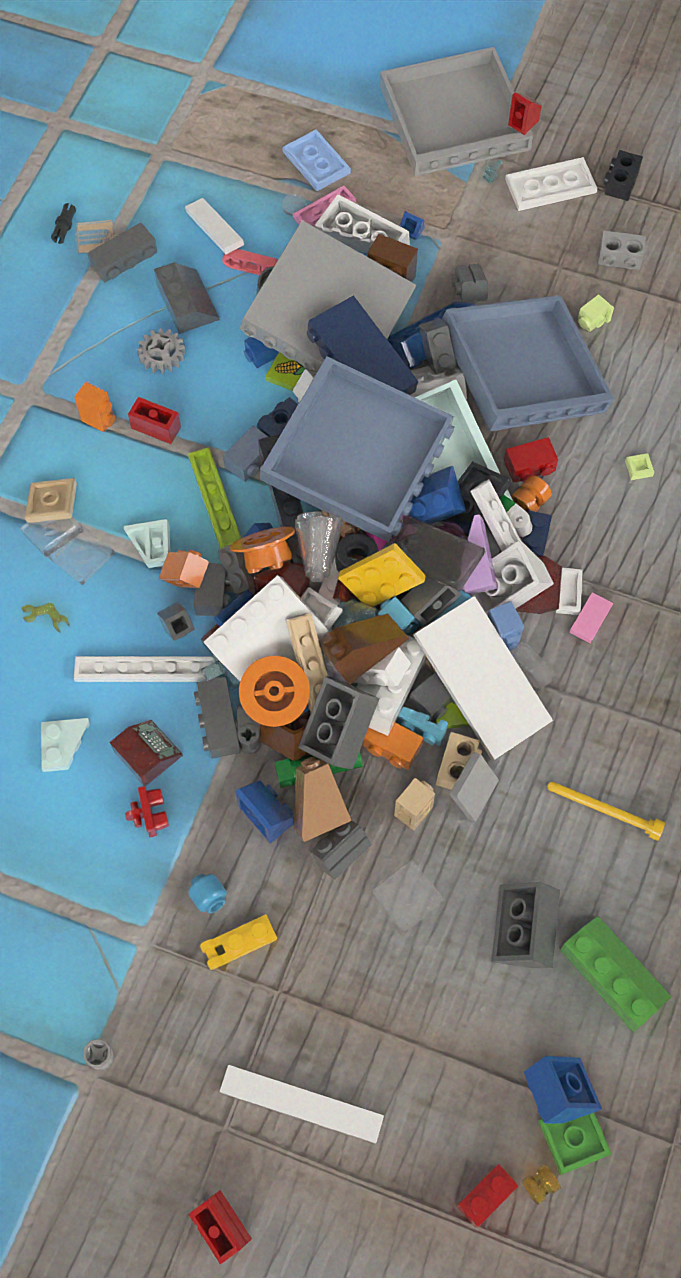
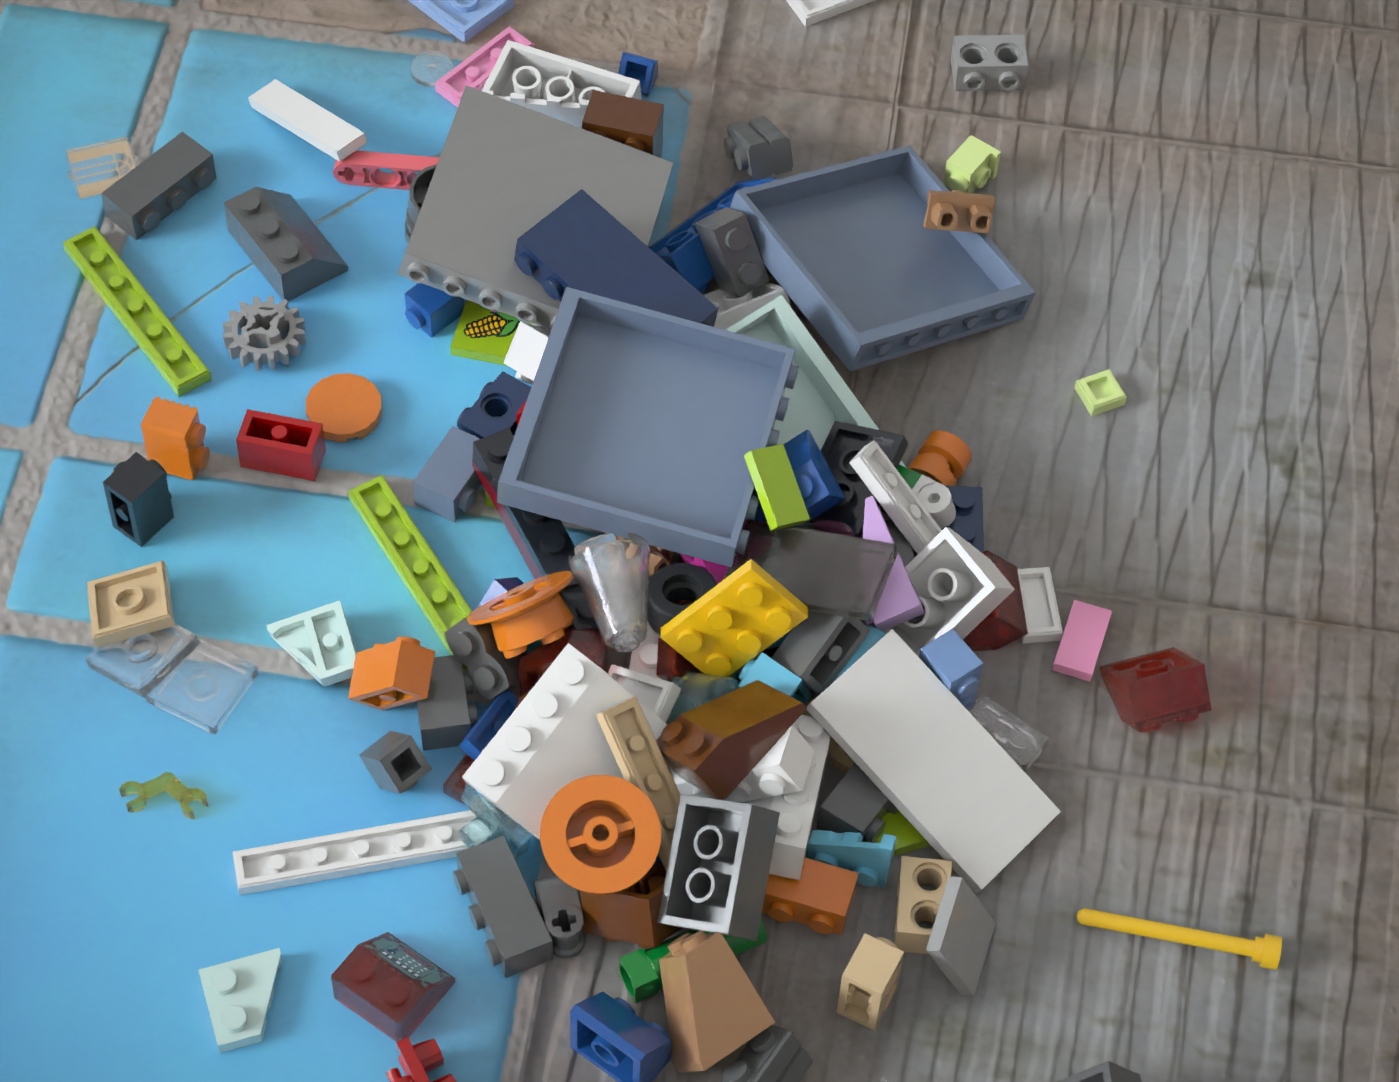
camera: 15 degrees left, 10 degrees down
(63, 223) = (44, 153): pearl dark grey pin -> none
(67, 439) = (138, 498): none -> black brick
(94, 326) = (137, 311): none -> lime tile
(197, 402) = (345, 406): none -> orange tile
(423, 499) = (776, 487): none -> lime tile
(531, 459) = (924, 407): red brick -> none
(578, 342) = (959, 211): none -> medium nougat hips
(628, 656) = (1157, 688): none -> clear red slope

